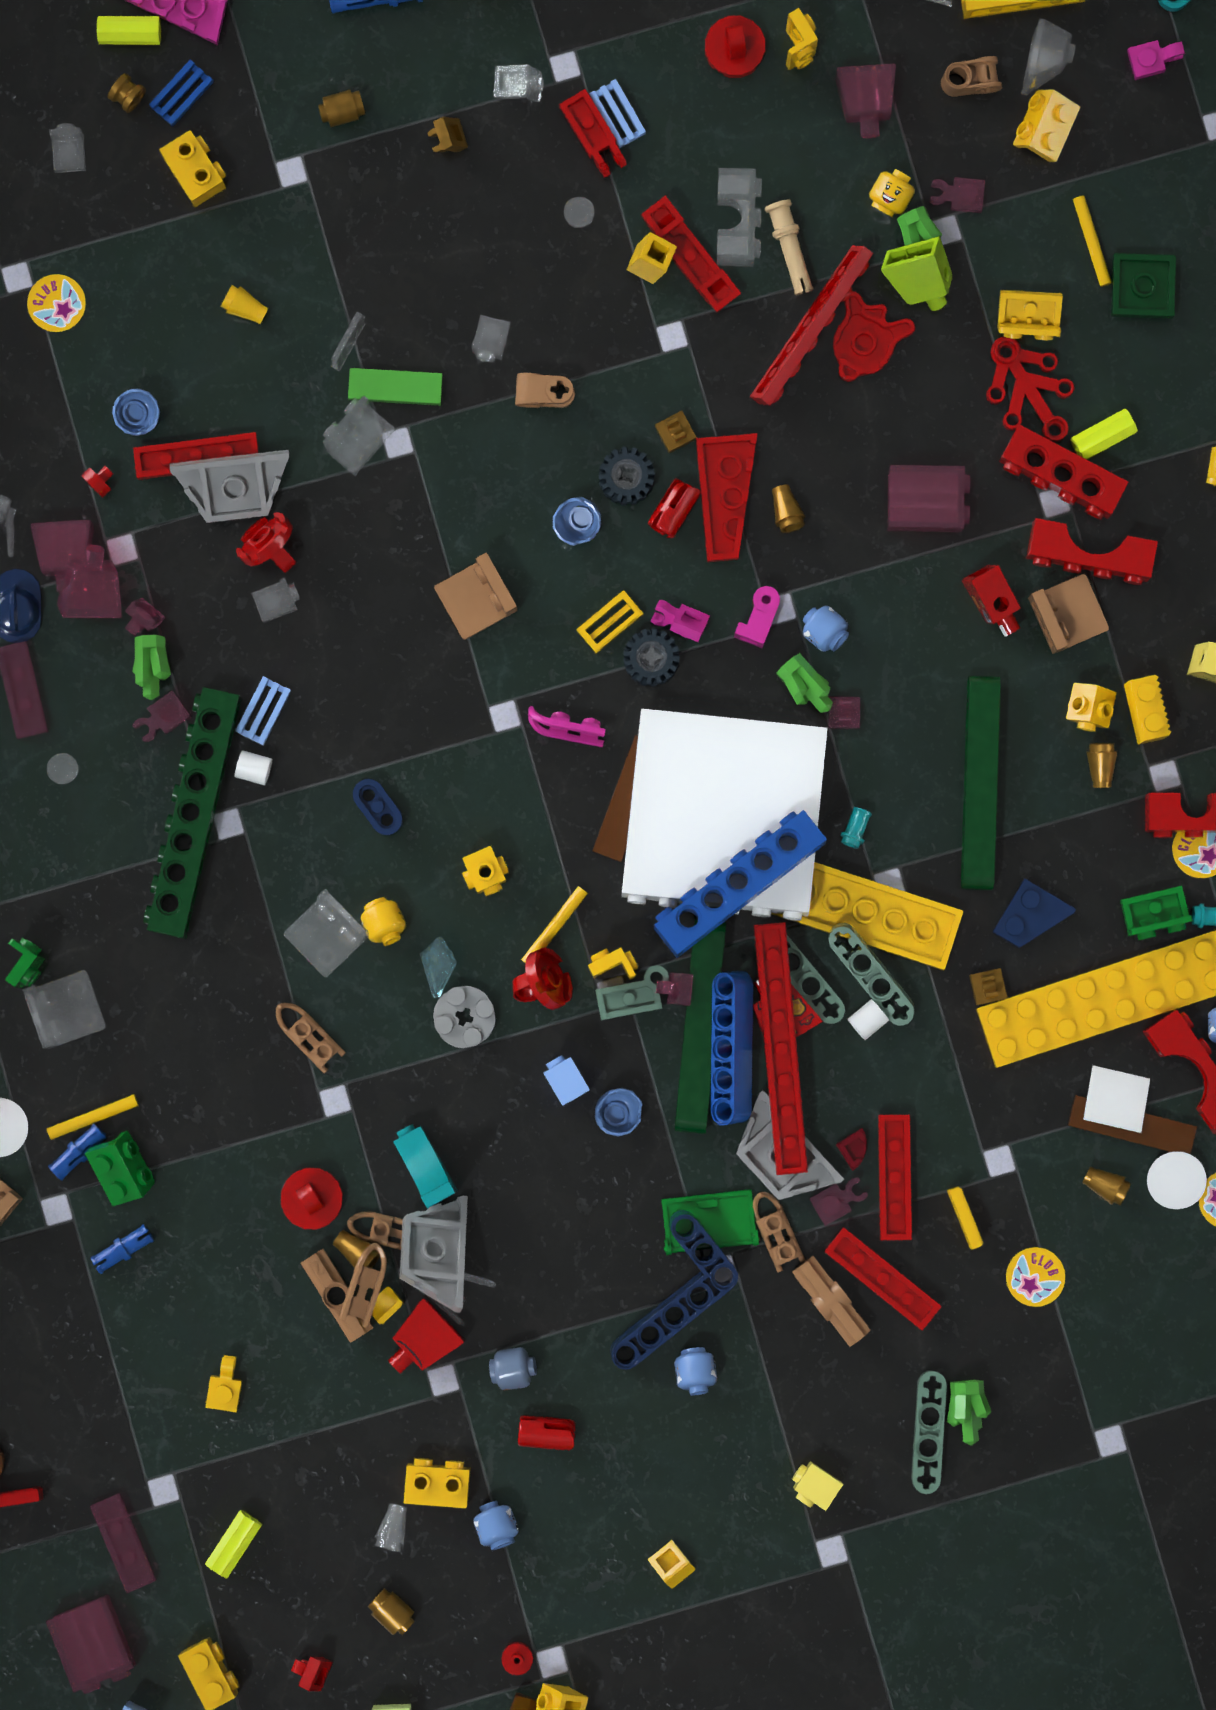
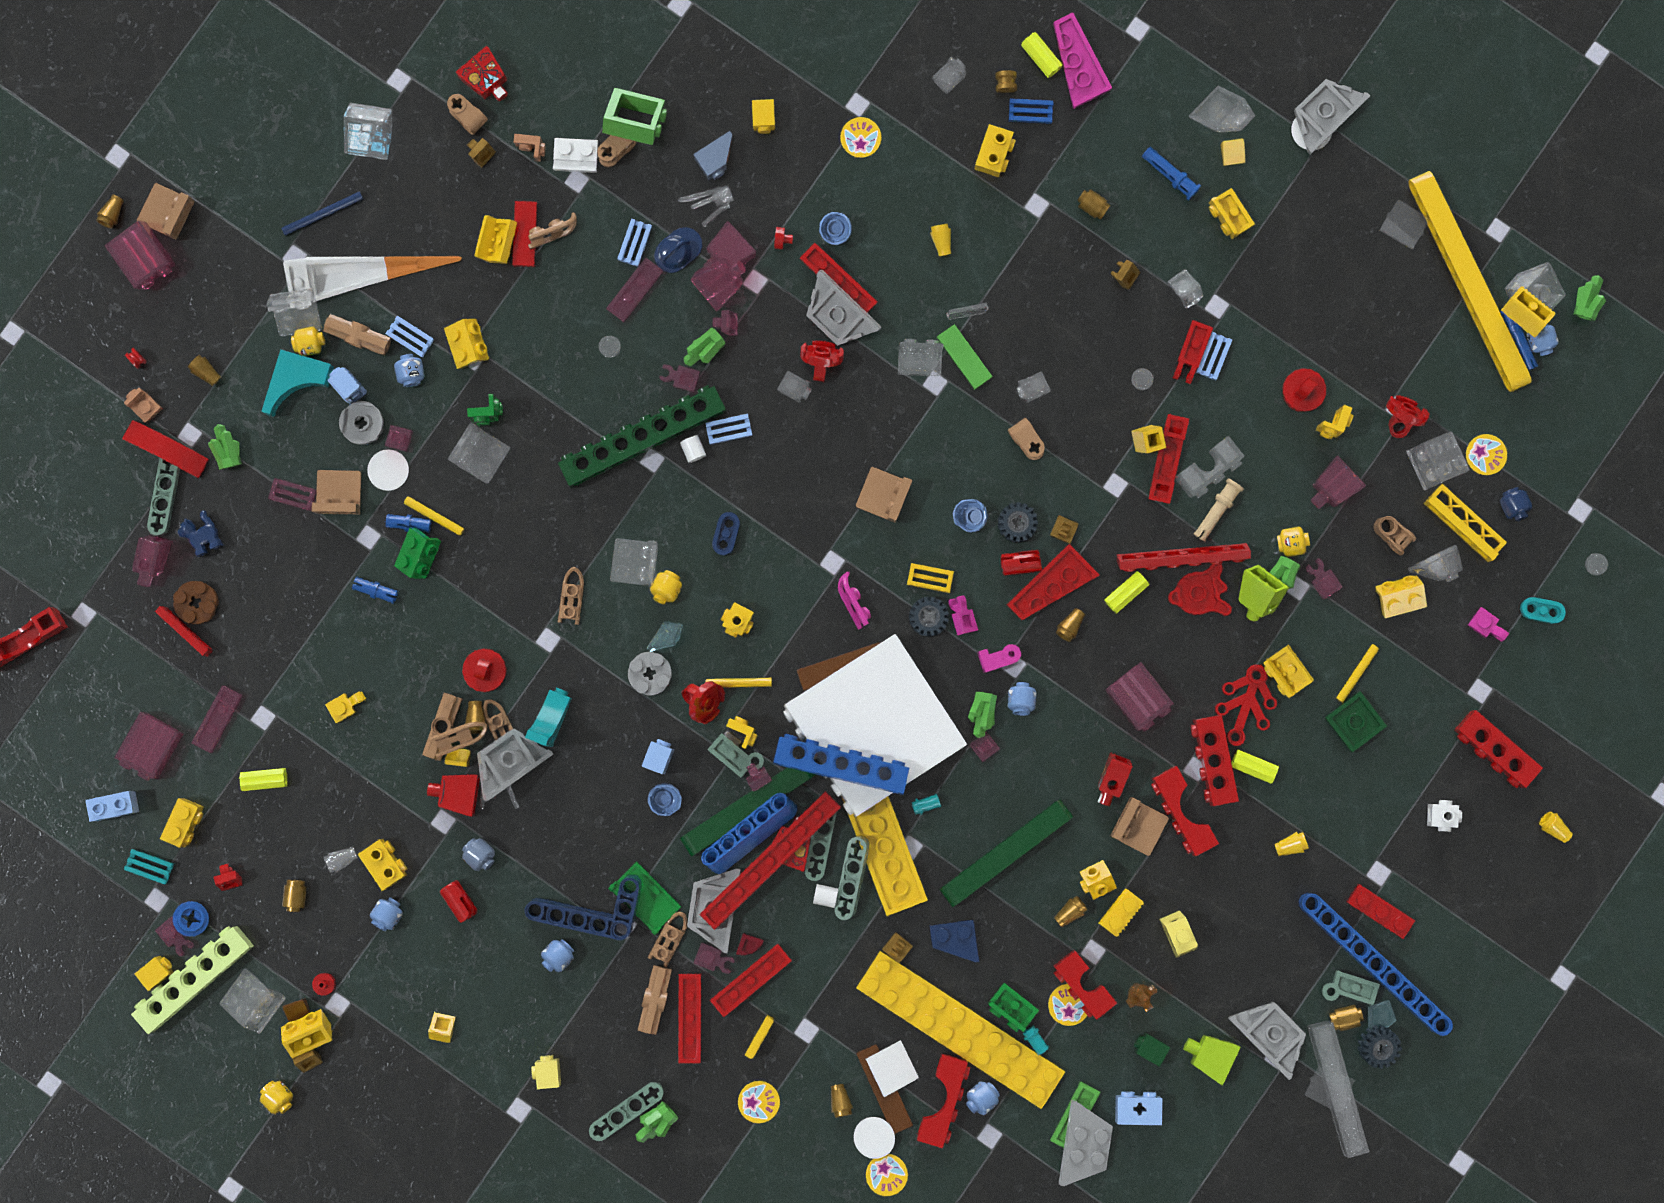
camera: 55 degrees right, 0 degrees up
(800, 419) = (1126, 592): none -> neon yellow axle

